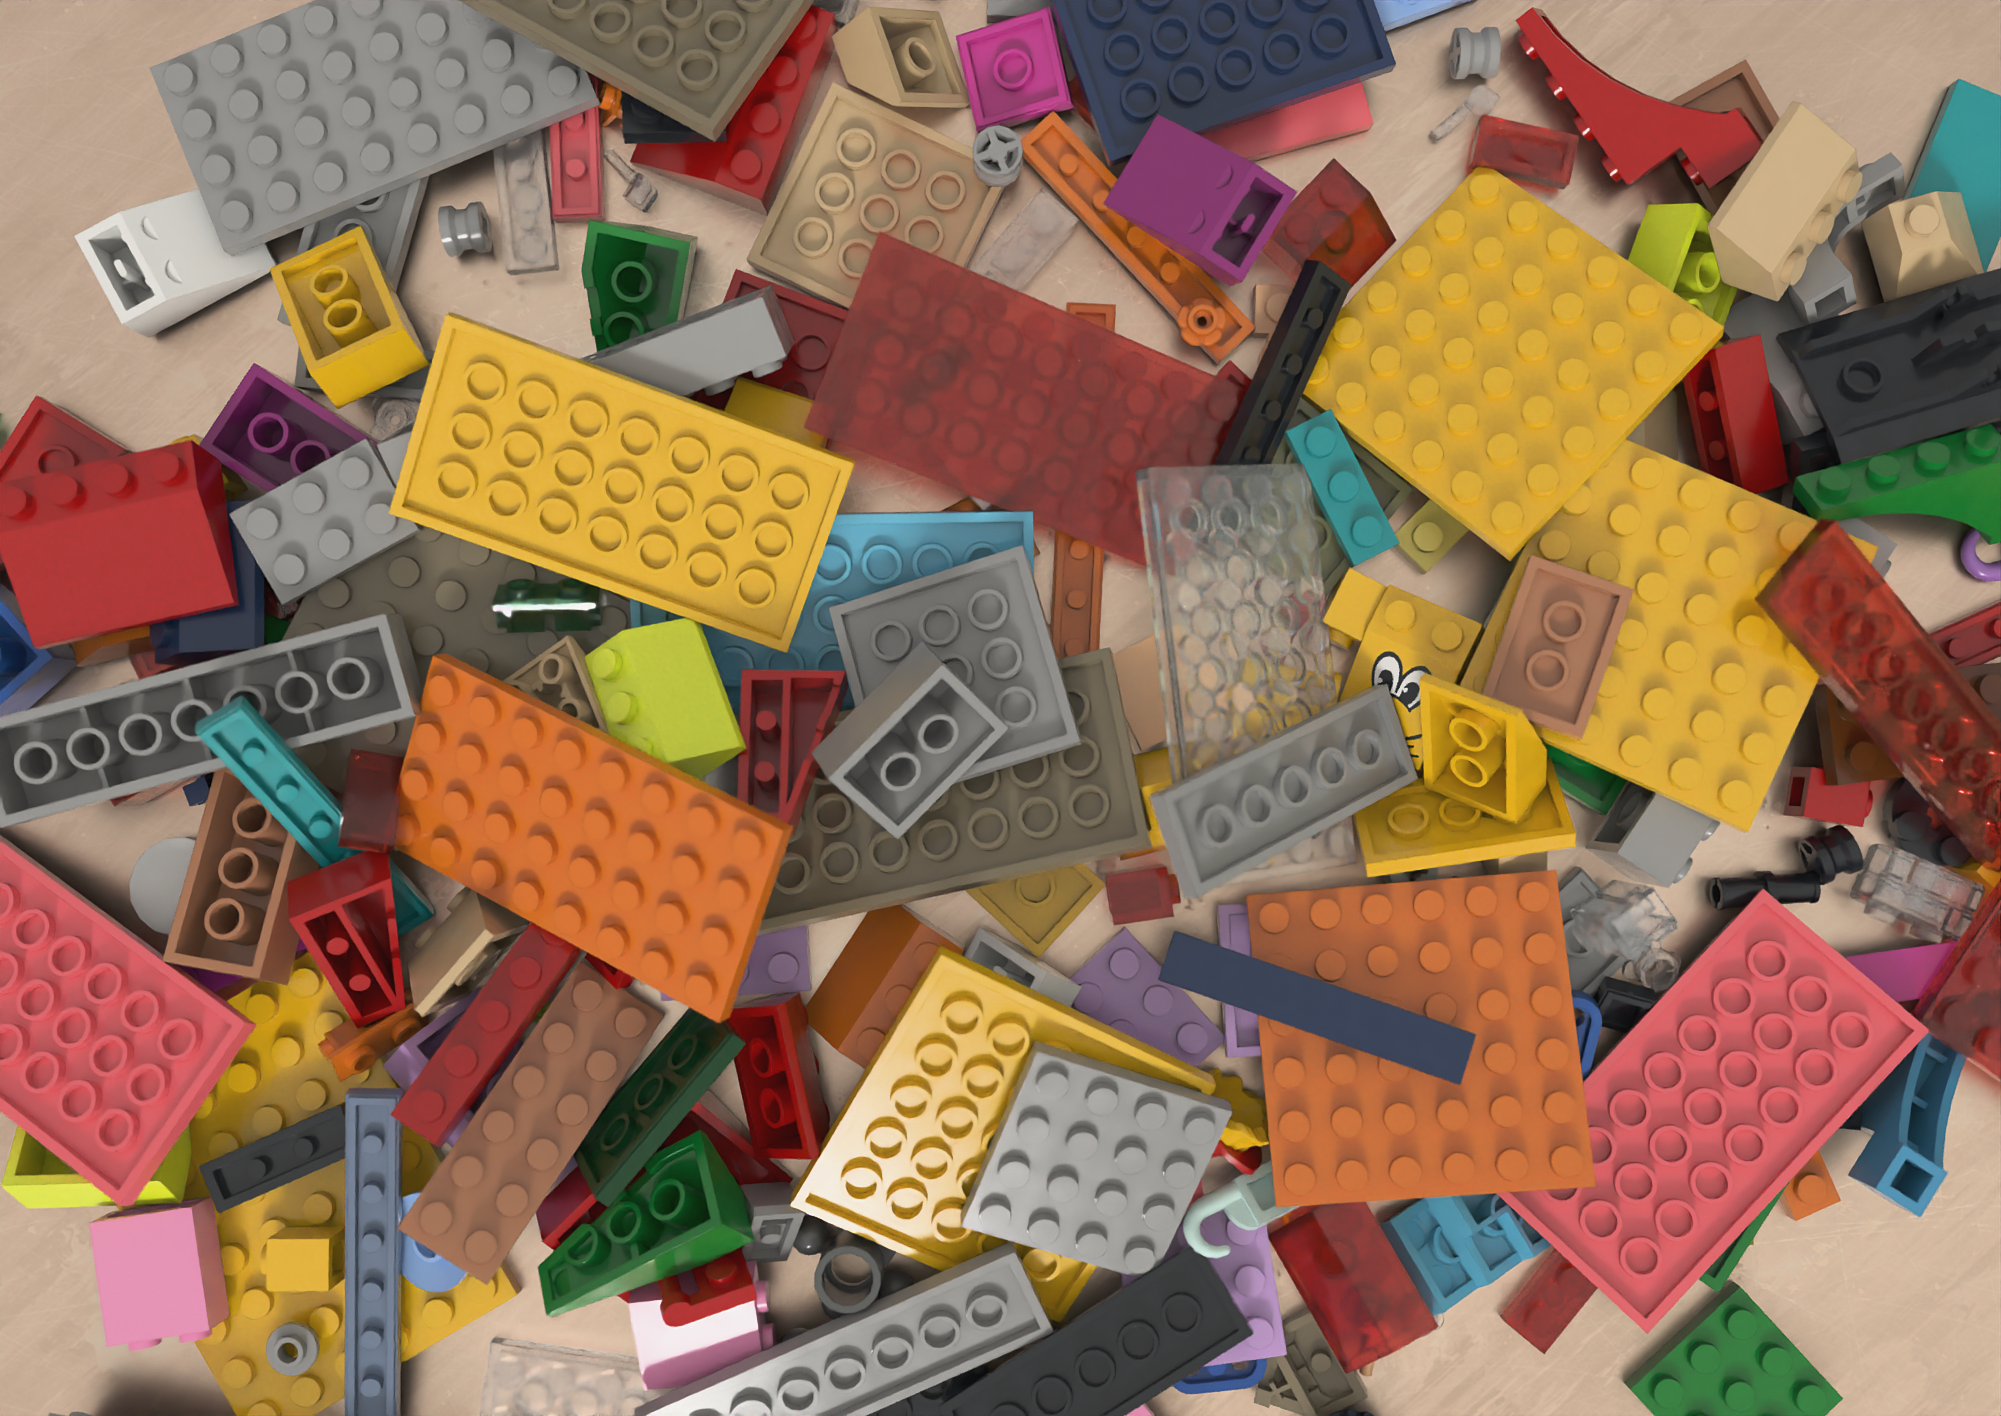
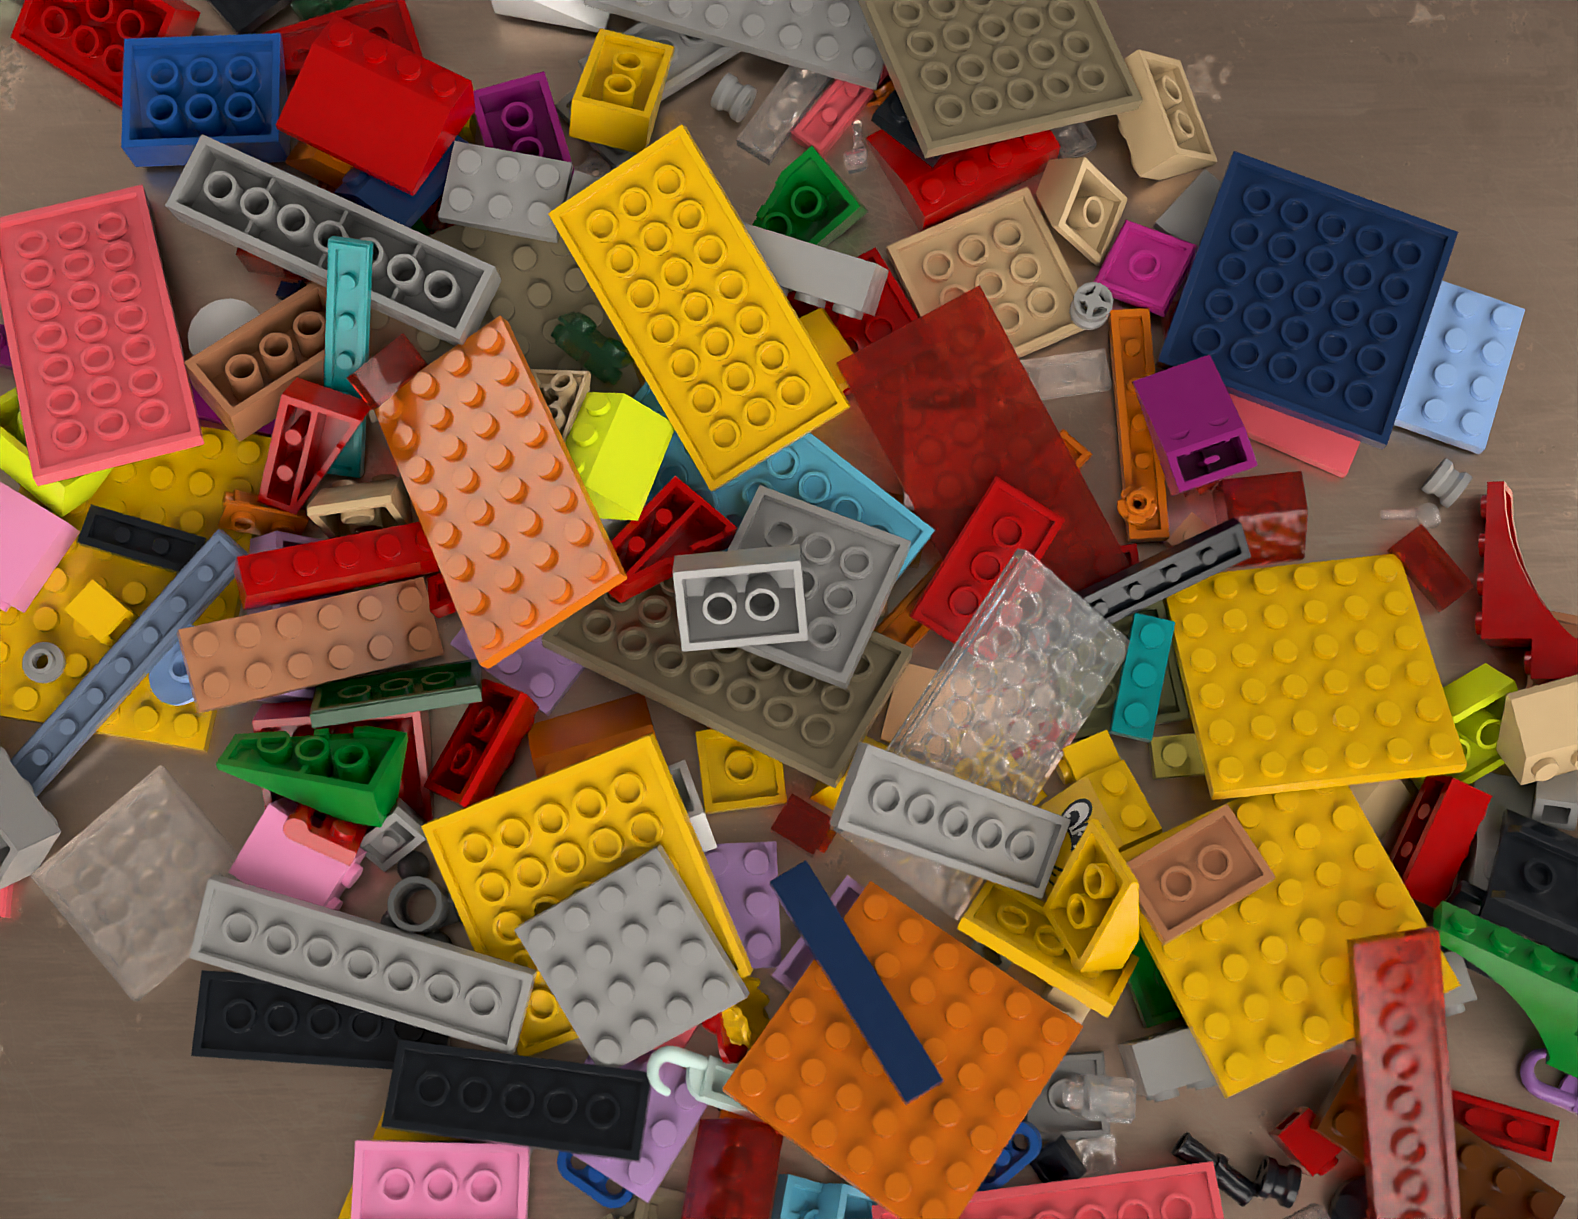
camera: 40 degrees right, 10 degrees down
(1099, 501) = (992, 534): none -> red tile

